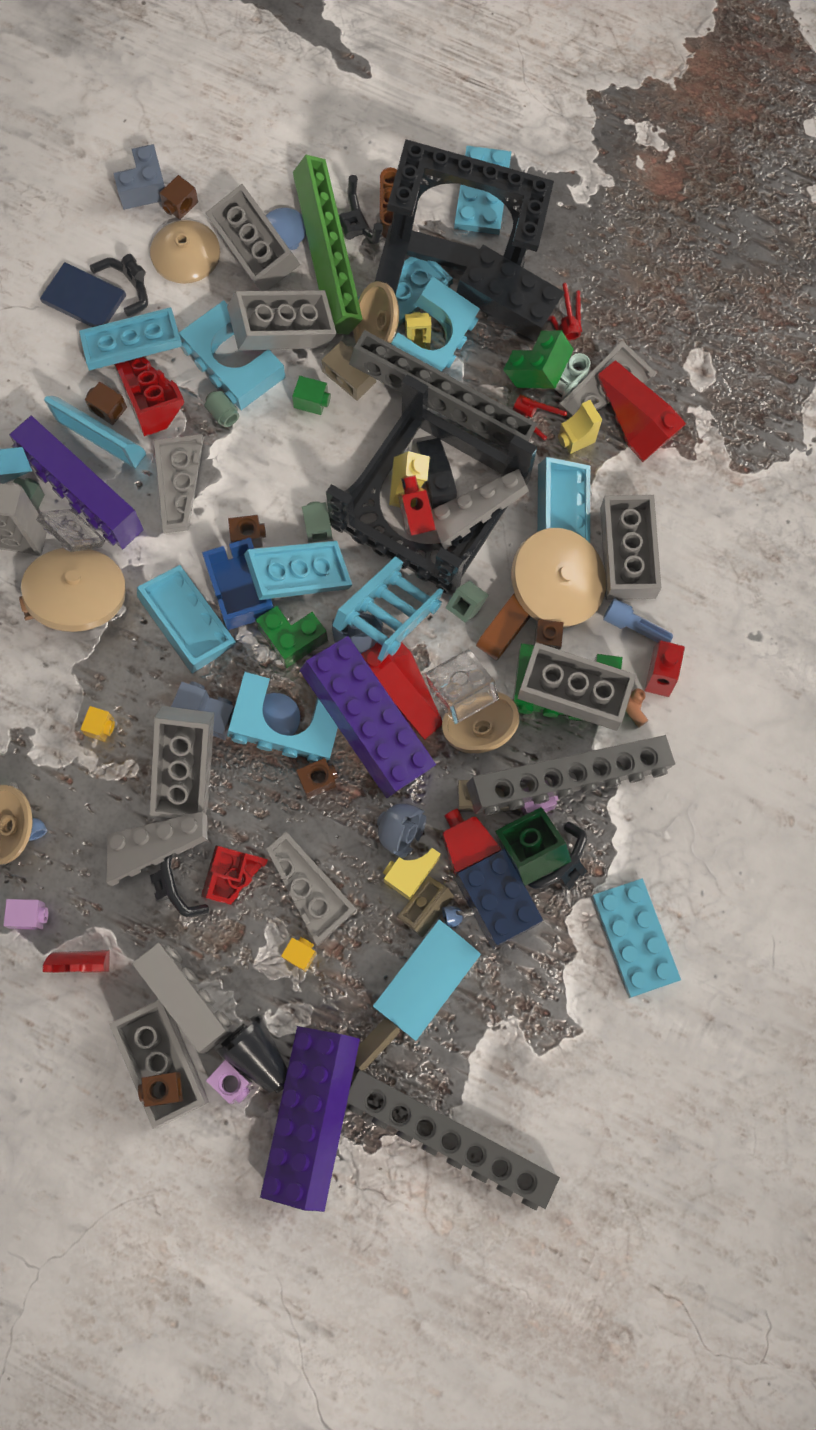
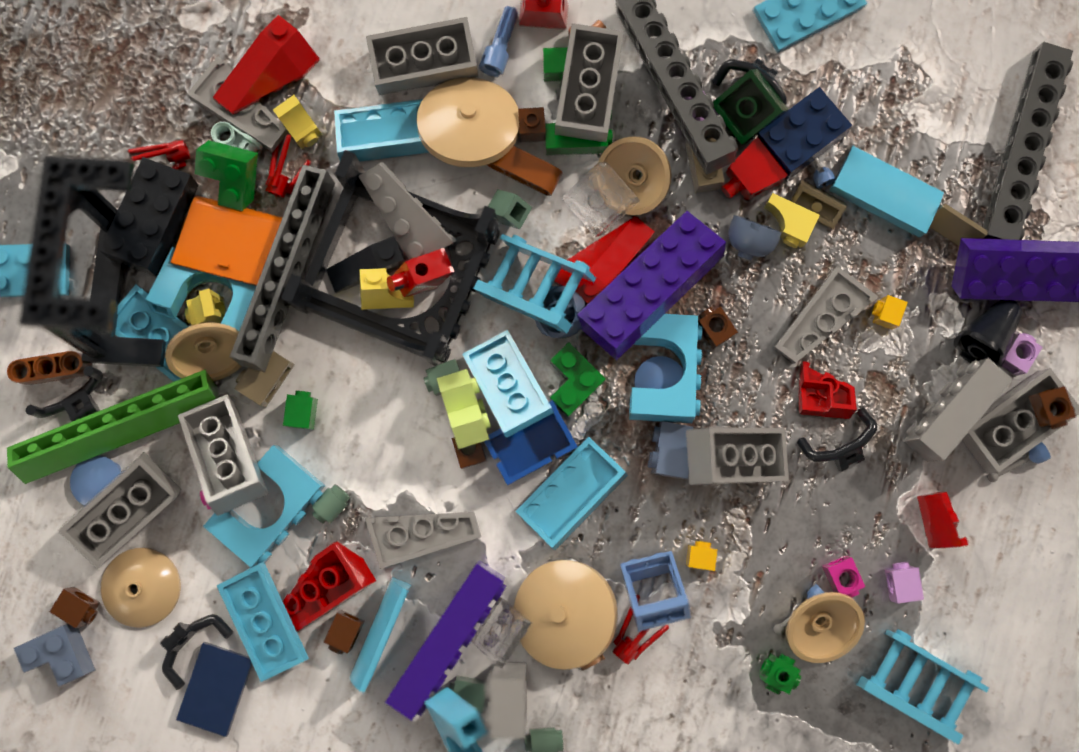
camera: 95 degrees left, 10 degrees up
(31, 643) = (629, 649): none -> red plant
(51, 669) = (659, 612): none -> medium blue window
(56, 860) = (836, 568): none -> dark pink brick
(122, 1080) = (1037, 455): none -> hinge
(149, 844) = (818, 479): light grey wing -> none
(281, 527) = (464, 411): none -> yellowish green brick
(479, 351) = (225, 240): none -> orange door

